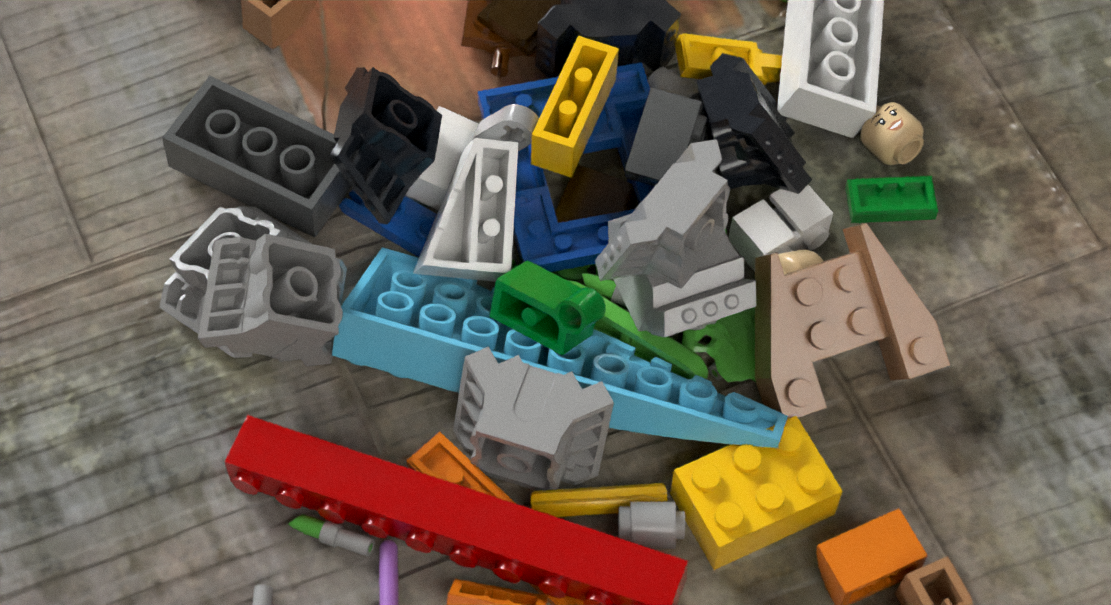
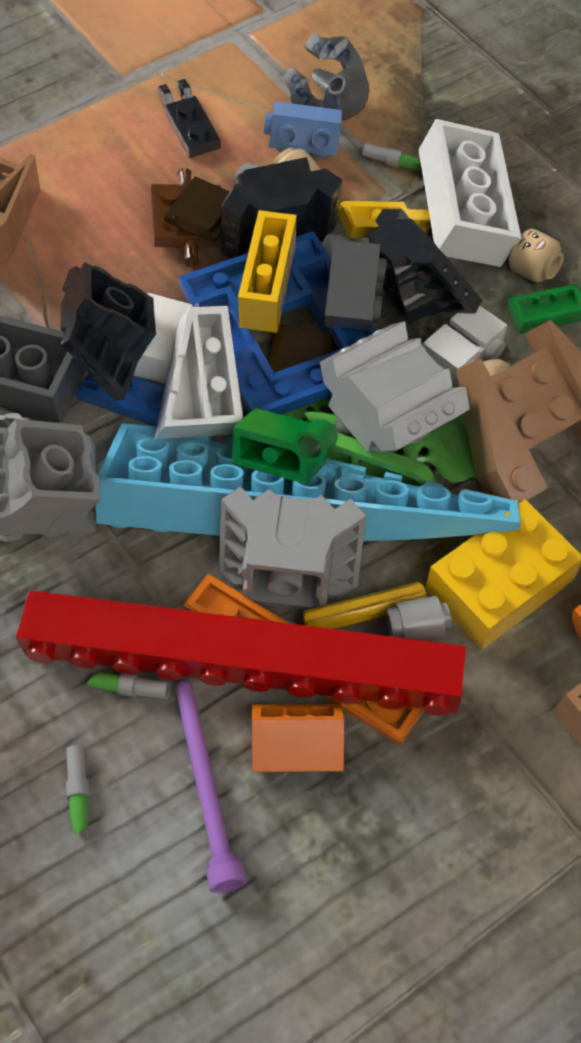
camera: 10 degrees left, 0 degrees up
(509, 124) = (219, 284): light grey beam -> none
(674, 223) = (384, 345): light grey slope -> none

